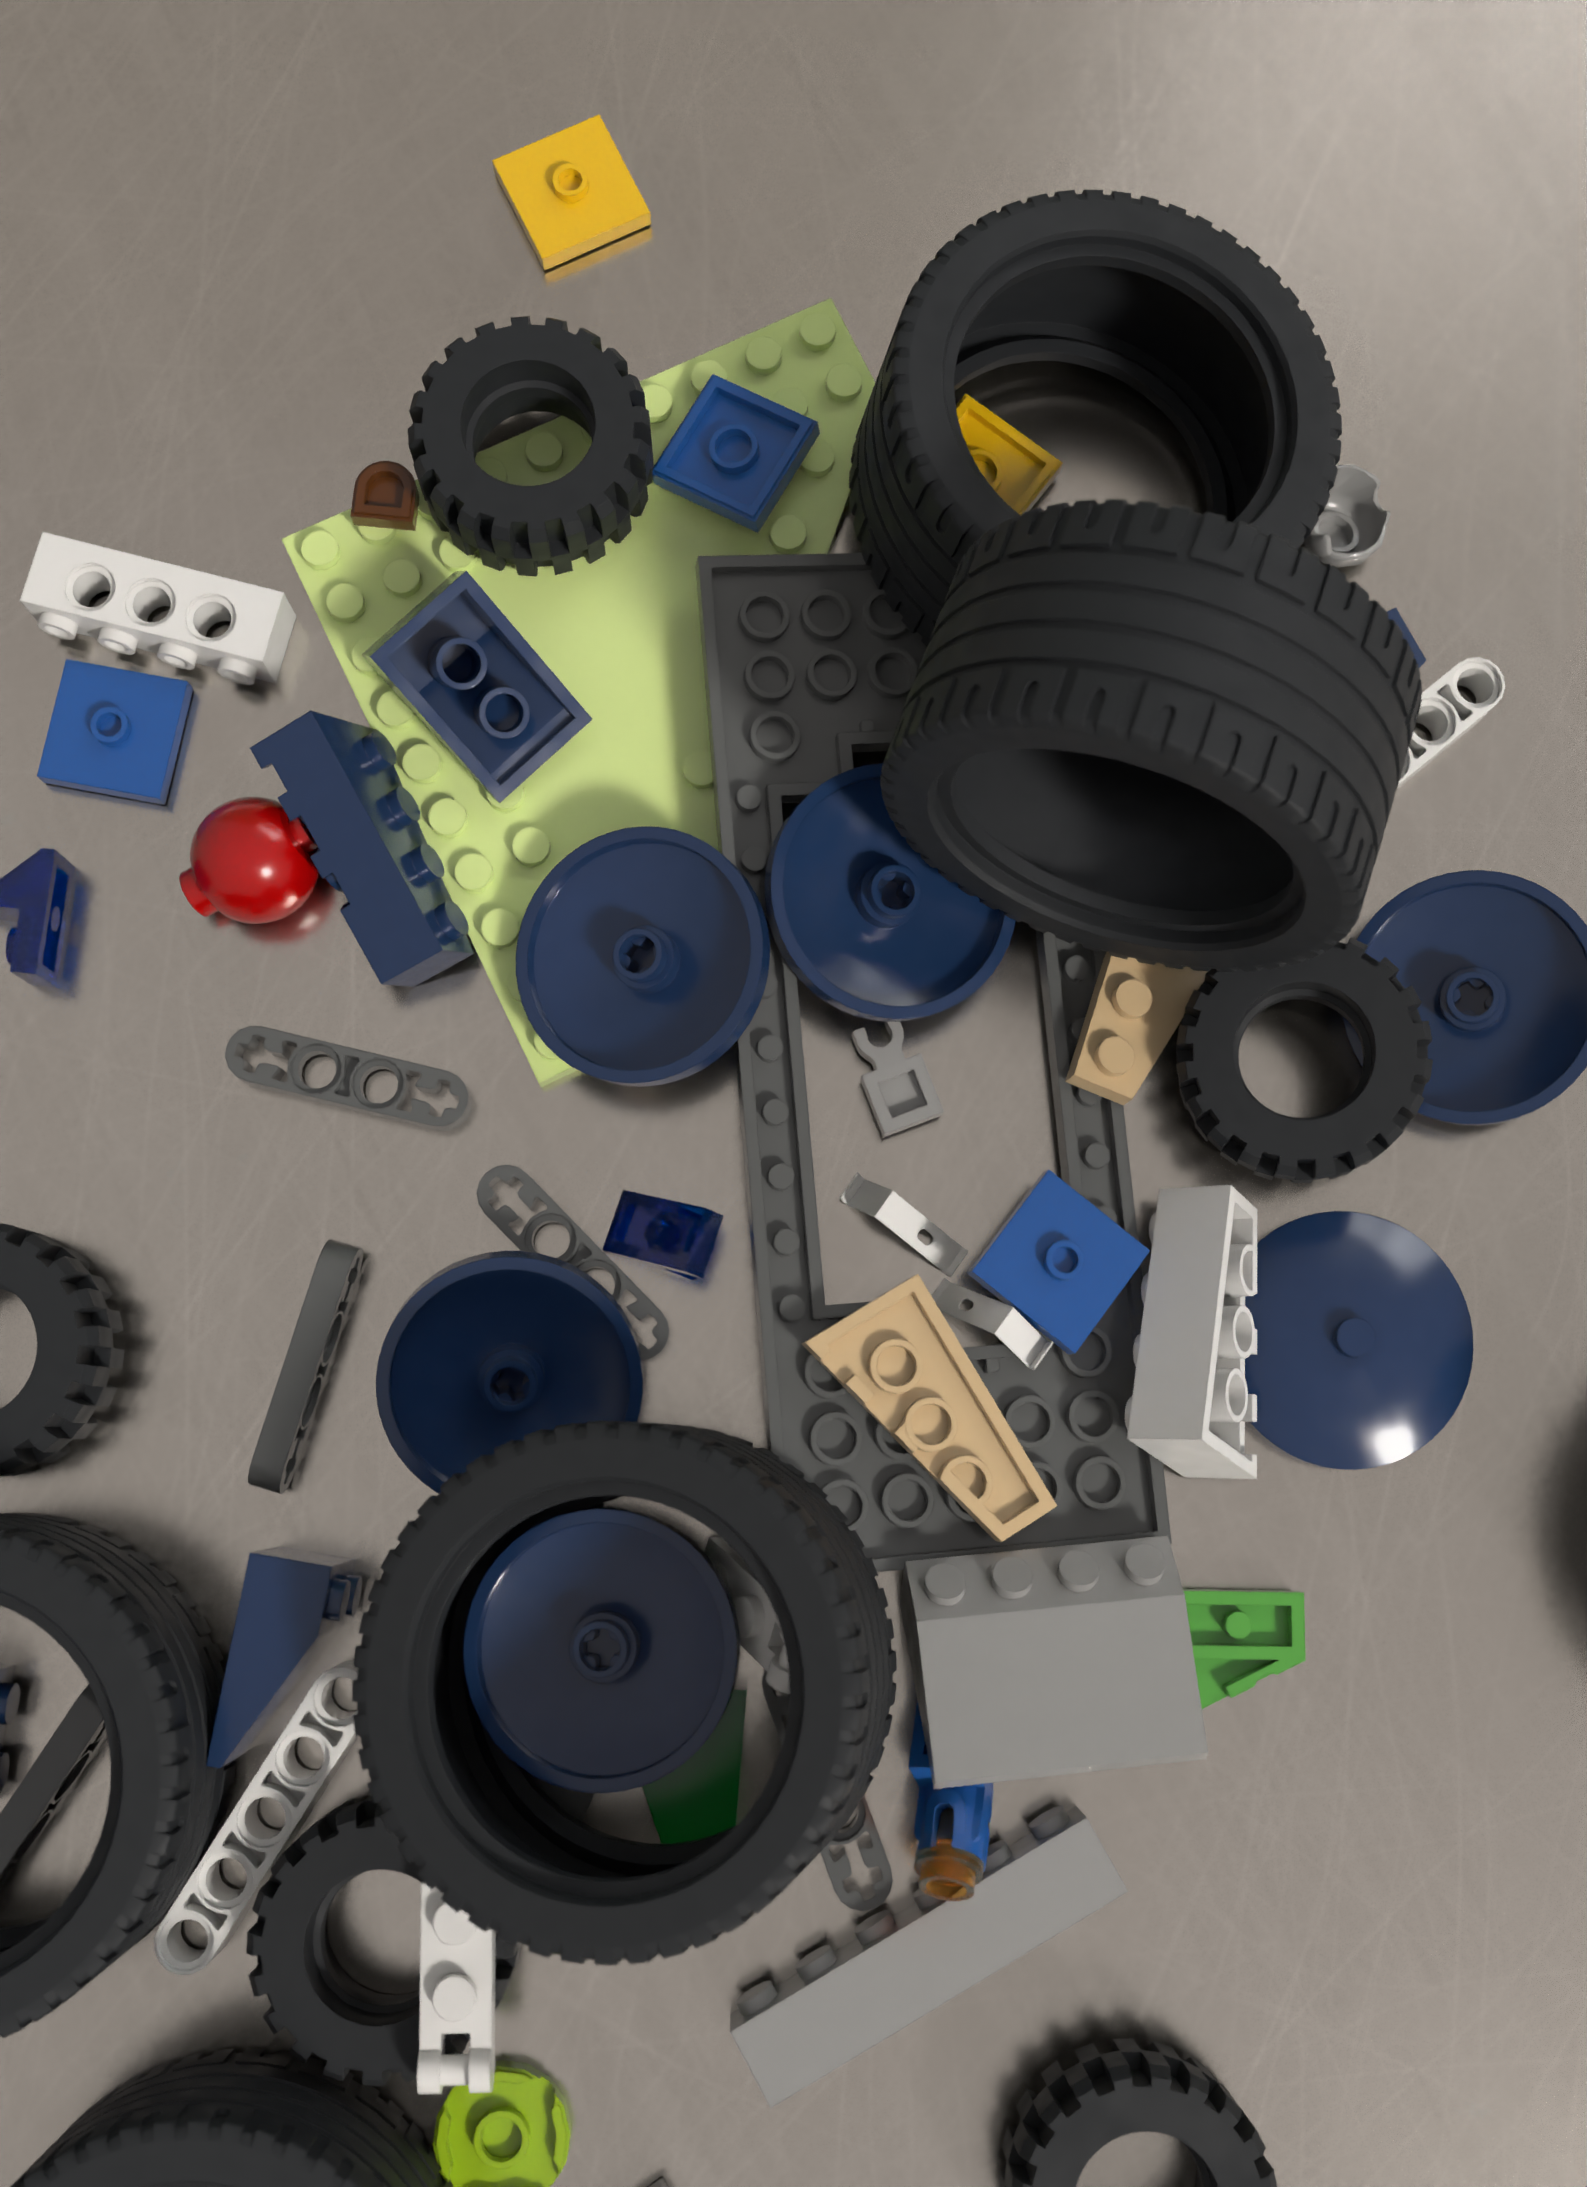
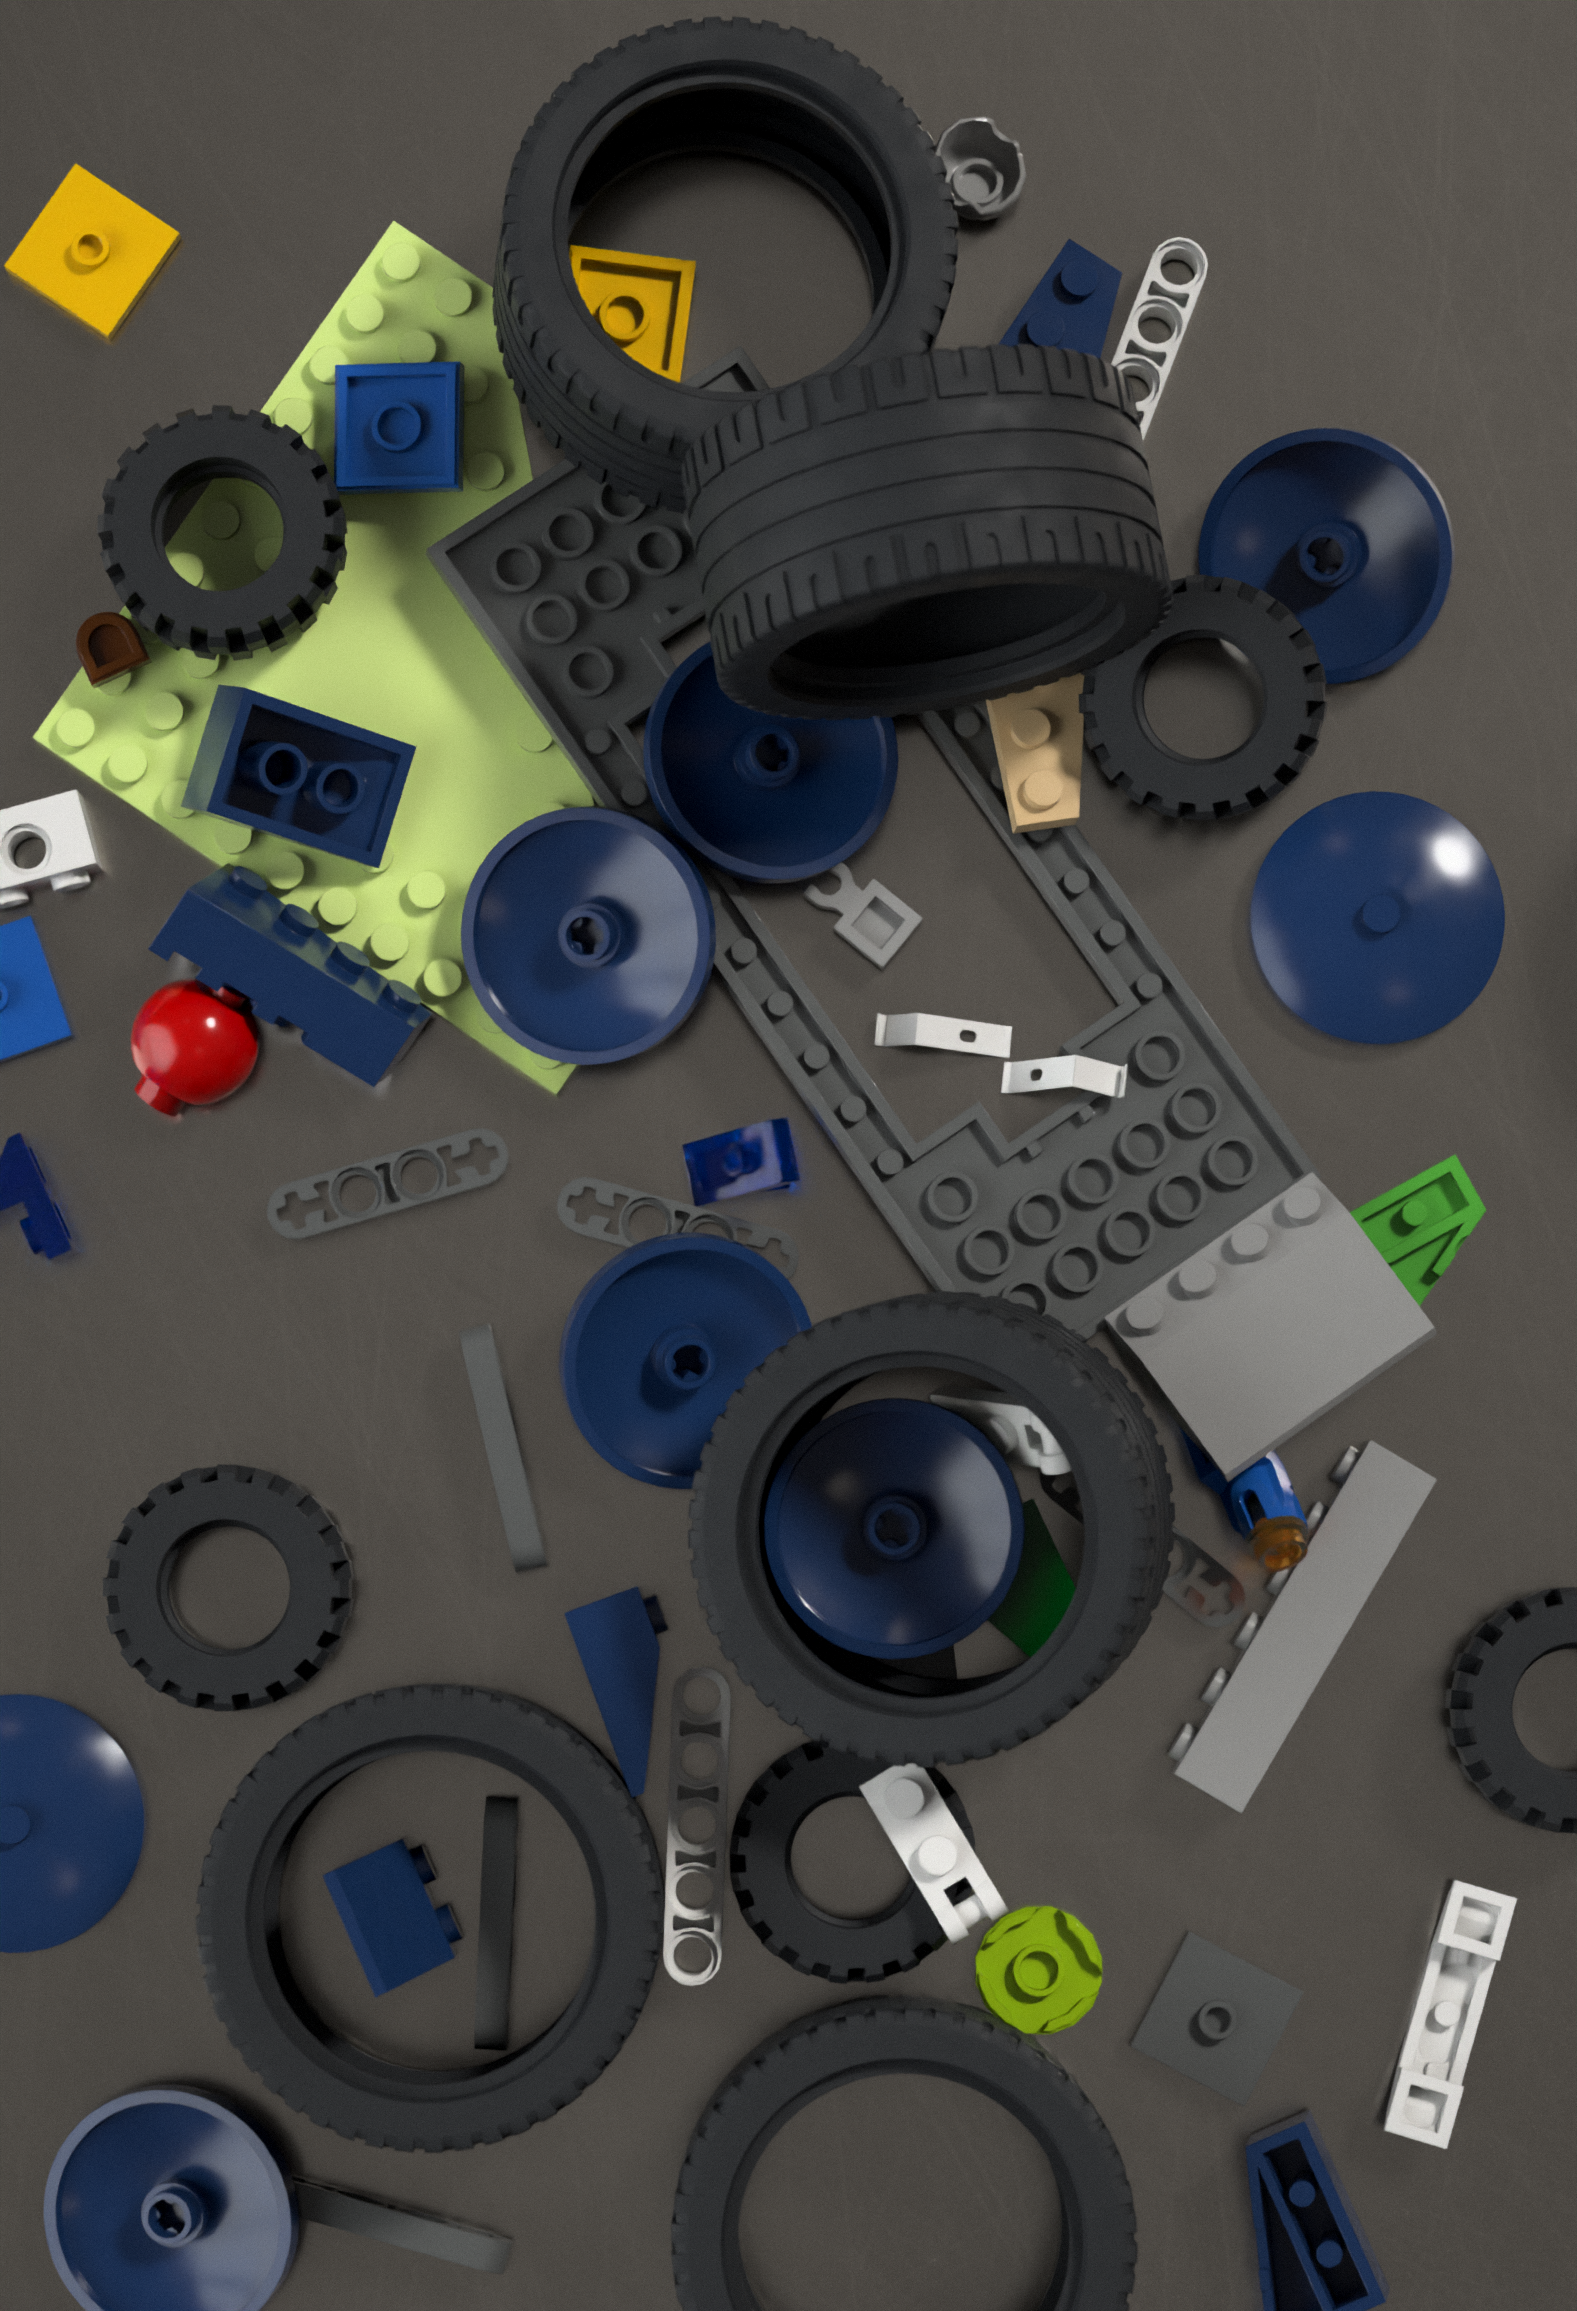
camera: 25 degrees left, 5 degrees up
(928, 1396) = (1046, 1170): tan wing -> none
(1059, 1262) = (1093, 993): blue plate -> none
(1196, 1334) = (1245, 987): white wedge -> none

